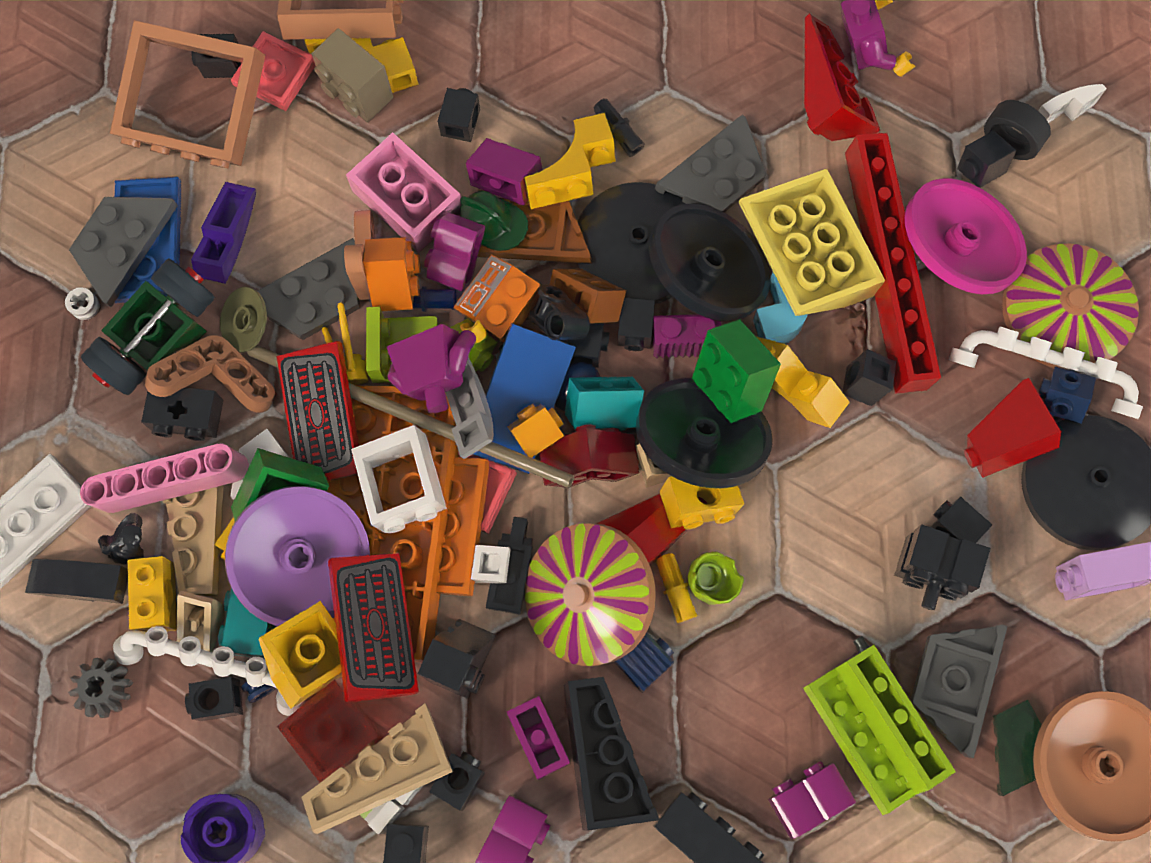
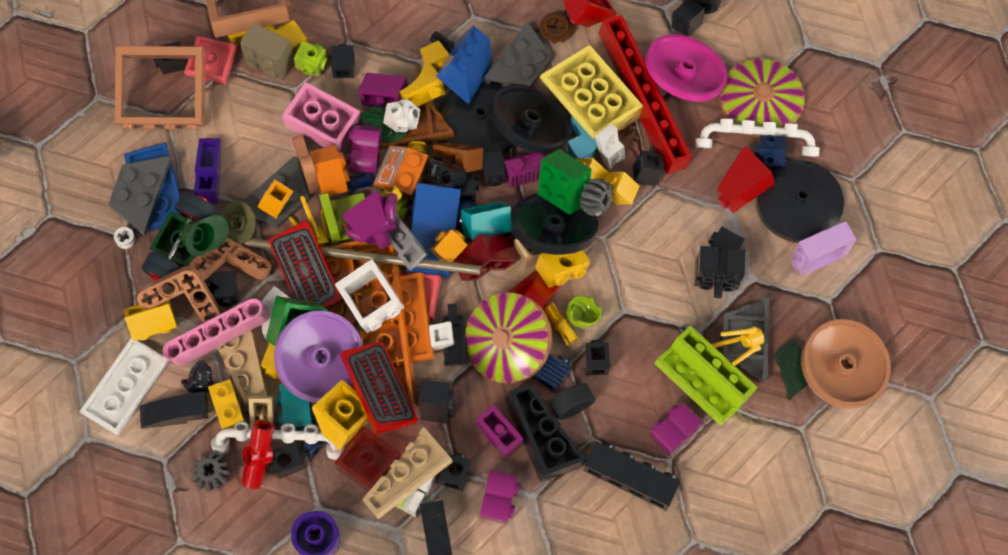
camera: 20 degrees left, 5 degrees down
(79, 433) = (149, 321): none -> yellow brick
(129, 400) = (181, 286): none -> nougat beam
(168, 683) = (257, 454): none -> red piece
(179, 330) = (204, 234): none -> dark green piece
(301, 297) = (275, 199): none -> light orange brick
(413, 100) = (311, 59): none -> lime brick
(518, 214) = (401, 115): none -> white brick
(533, 267) = (418, 146): none -> yellow bush
(636, 158) = (467, 64): none -> blue slope
(661, 717) = (572, 401): none -> black tyre
(718, 670) = (600, 349): none -> black brick
(778, 407) = (596, 197): none -> dark grey gear
(796, 128) = (564, 24): none -> reddish brown gear
(818, 331) = (609, 147): none -> white slope
(962, 688) = (750, 338): none -> yellow plant

